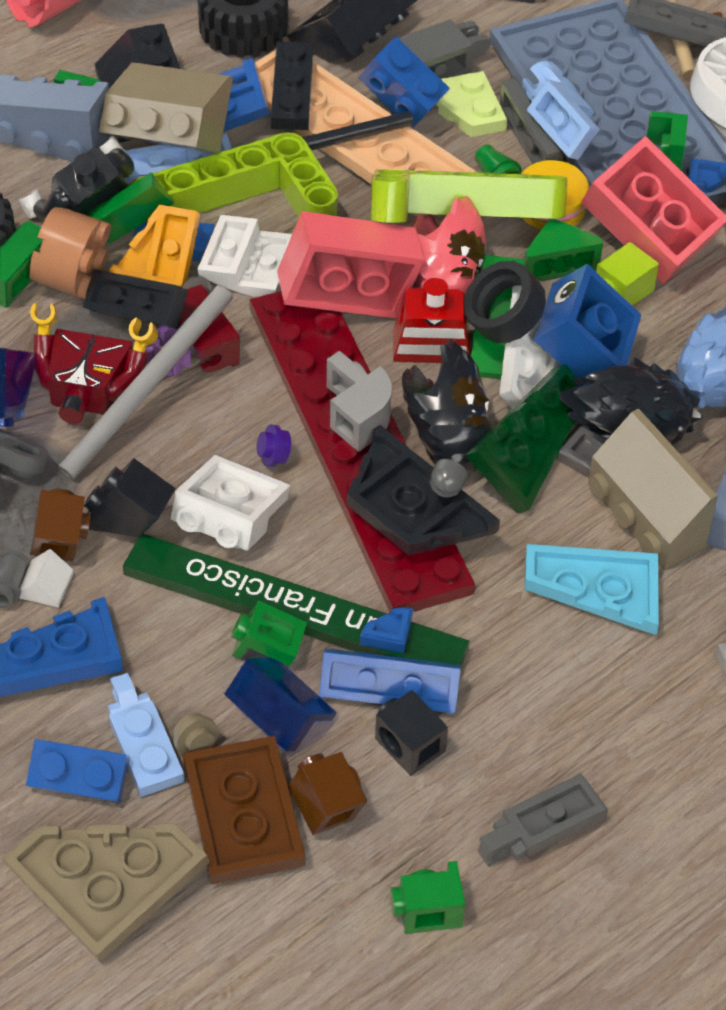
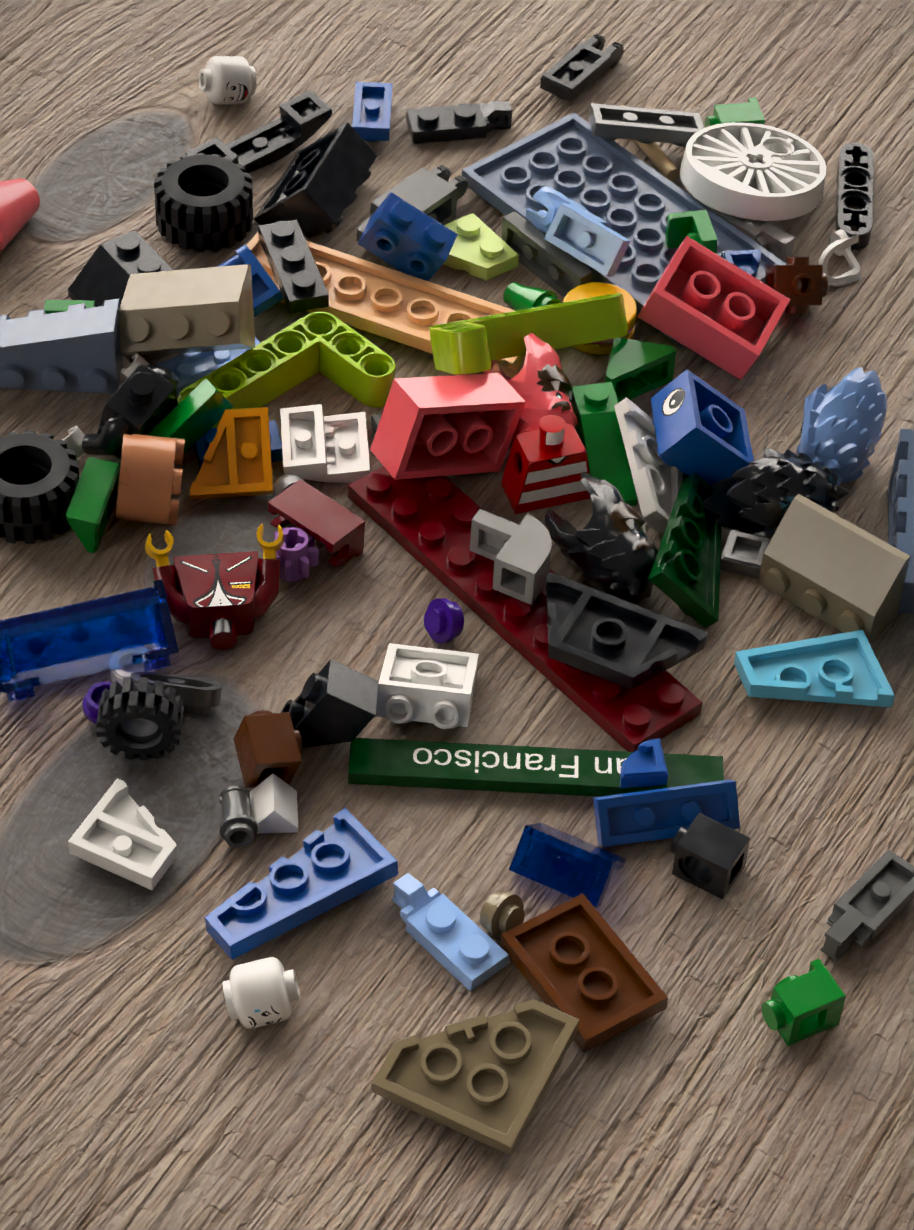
camera: 20 degrees left, 5 degrees down
(77, 770) = (402, 980): blue plate -> none
(135, 298) = (240, 508): black plate -> none
(145, 382) = (289, 589): light grey piece -> none
(268, 633) = (527, 798): green bracket -> none
(327, 791) = (660, 931): reddish brown brick -> none
(359, 130) = (384, 294): black bar -> none
(448, 478) = (645, 603): dark grey hinge -> none
(520, 317) = (640, 440): black tyre -> none
(630, 272) = (714, 368): lime brick -> none

